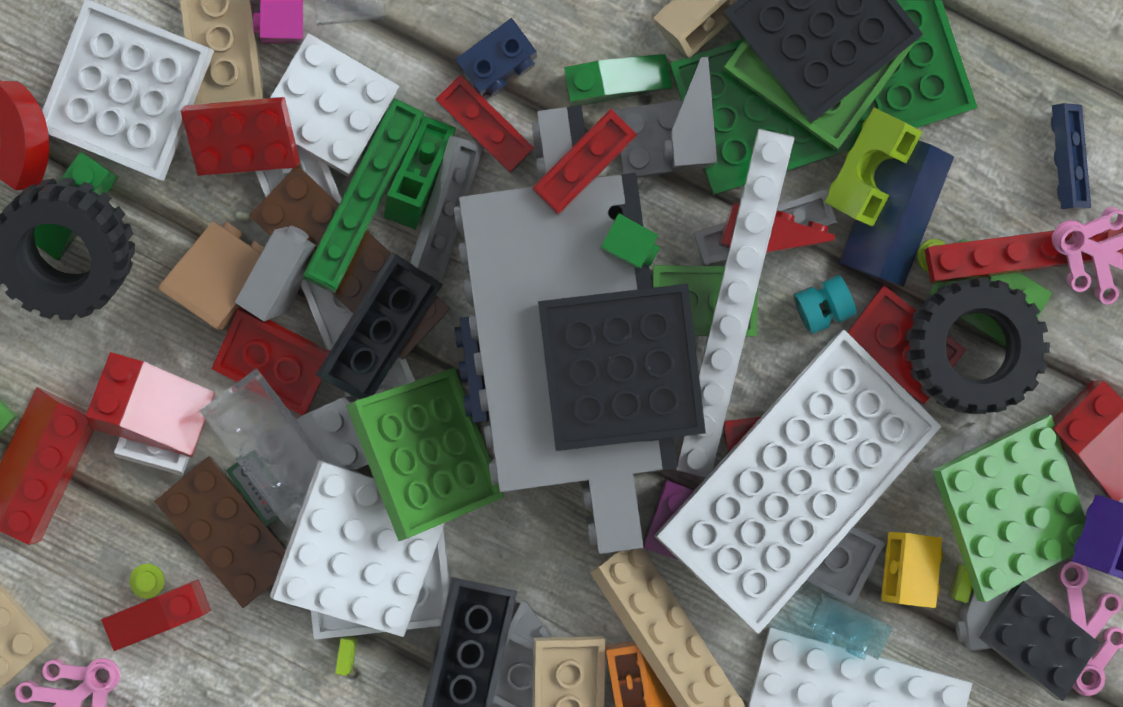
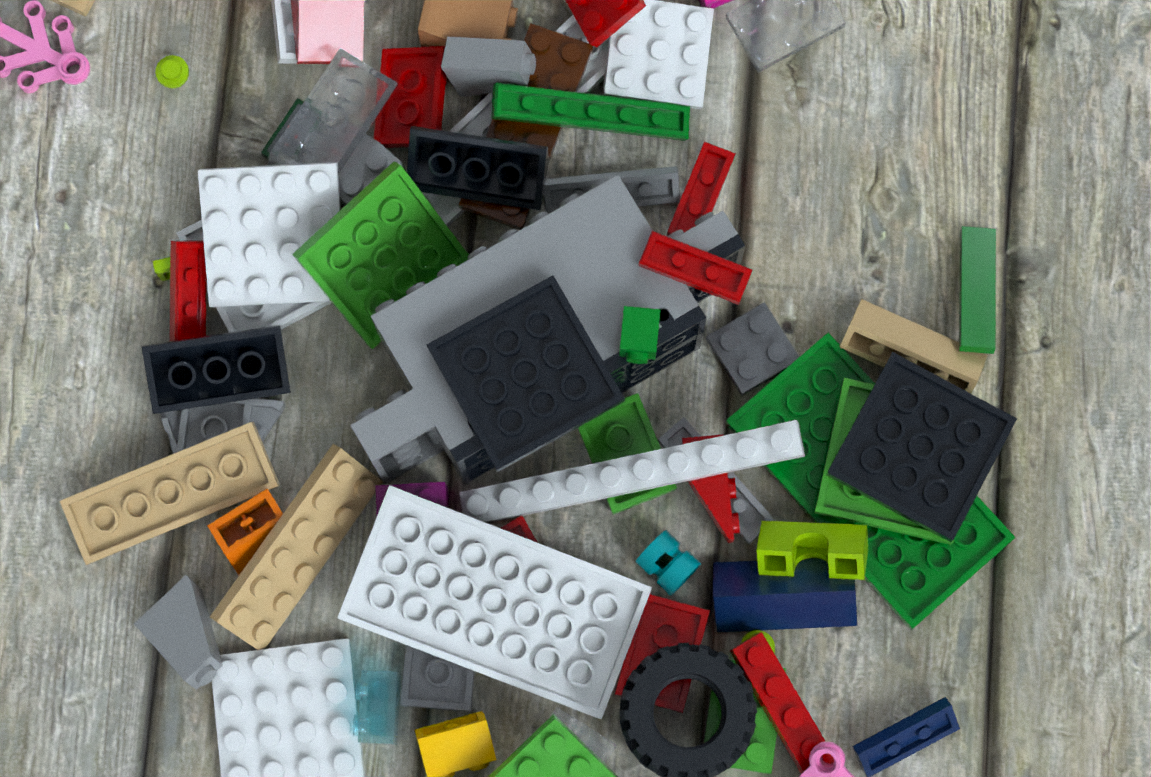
camera: 70 degrees right, 10 degrees down
(156, 615) = (146, 92): red slope -> none
(224, 531) = (244, 115): reddish brown plate -> none
(380, 651) = (187, 290): none -> red tile
(418, 173) = (624, 151): green slope -> none
(497, 59) = (763, 180): dark blue brick -> none
(616, 79) = (792, 291): green slope -> none
(693, 133) = (775, 373): light grey slope -> none

